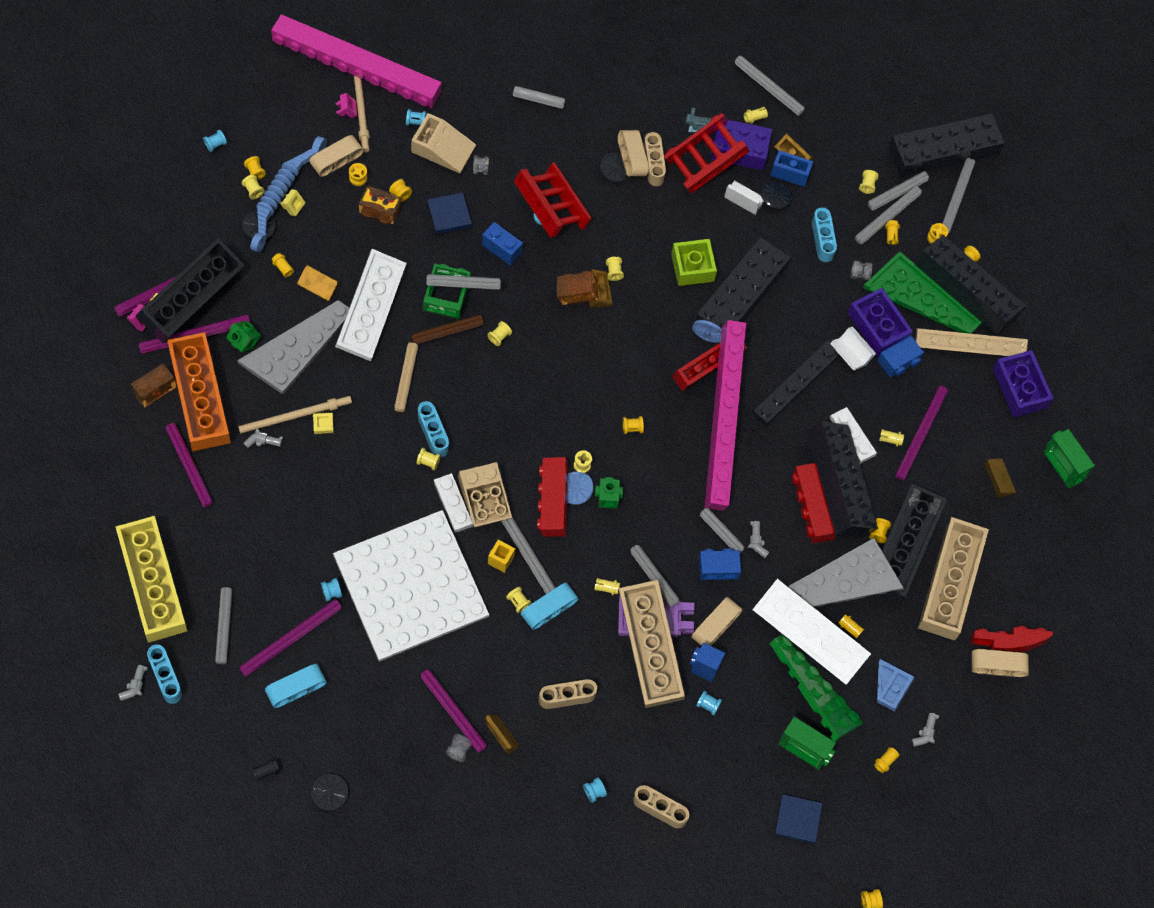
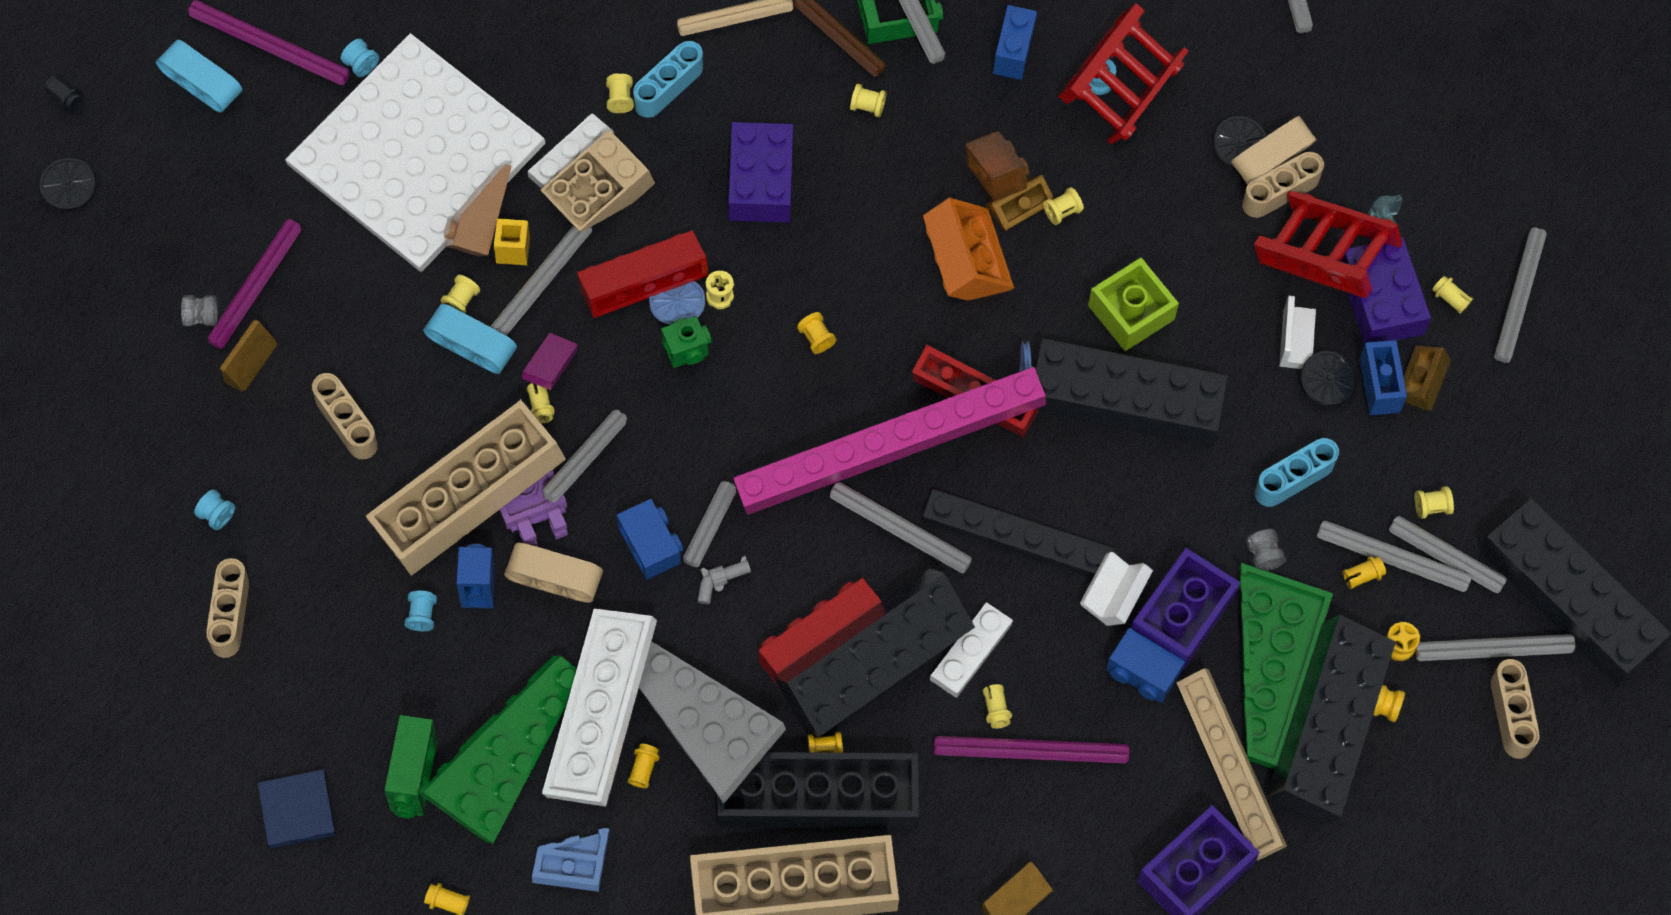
camera: 70 degrees right, 0 degrees up
(476, 564) = (476, 220): none -> medium nougat slope
(519, 407) = (760, 172): none -> dark purple brick
(585, 569) = (549, 361): none -> magenta tile
(619, 328) = (967, 250): none -> orange slope
(769, 436) = (900, 527): none -> light grey axle
(989, 196) = (1519, 695): none -> tan beam

